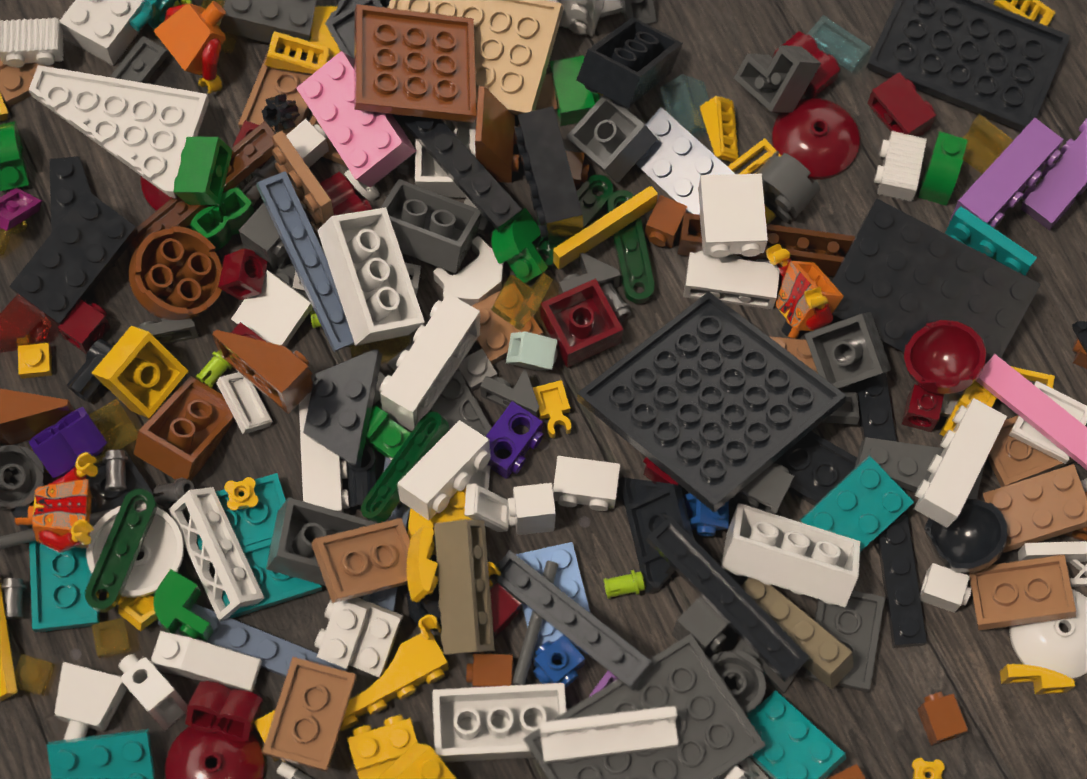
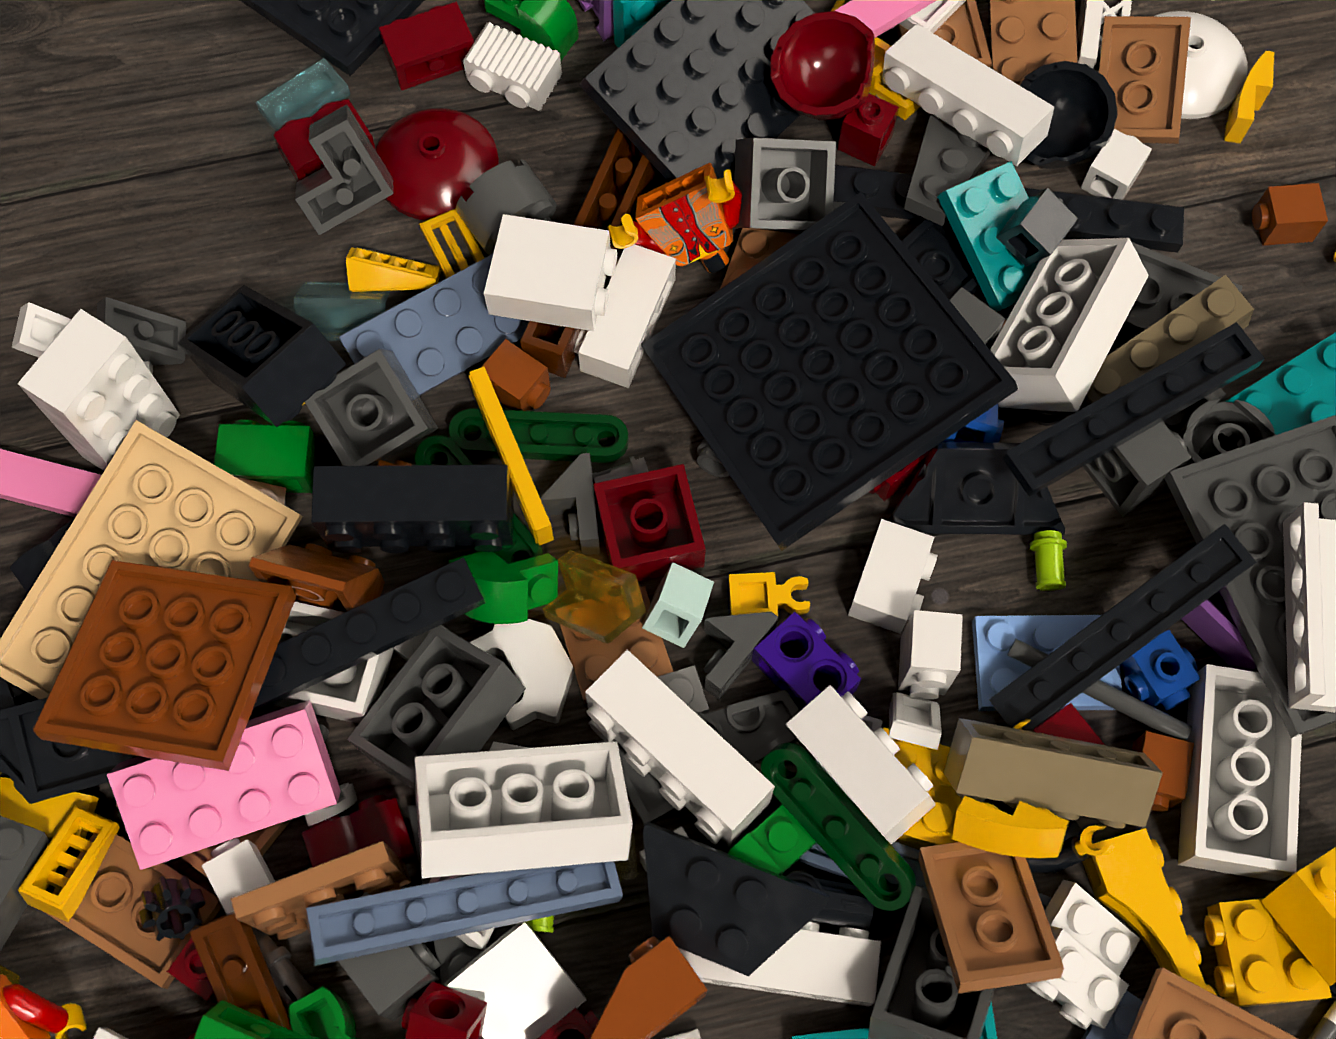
camera: 75 degrees left, 0 degrees up
(862, 525) = (1037, 227): none -> brick

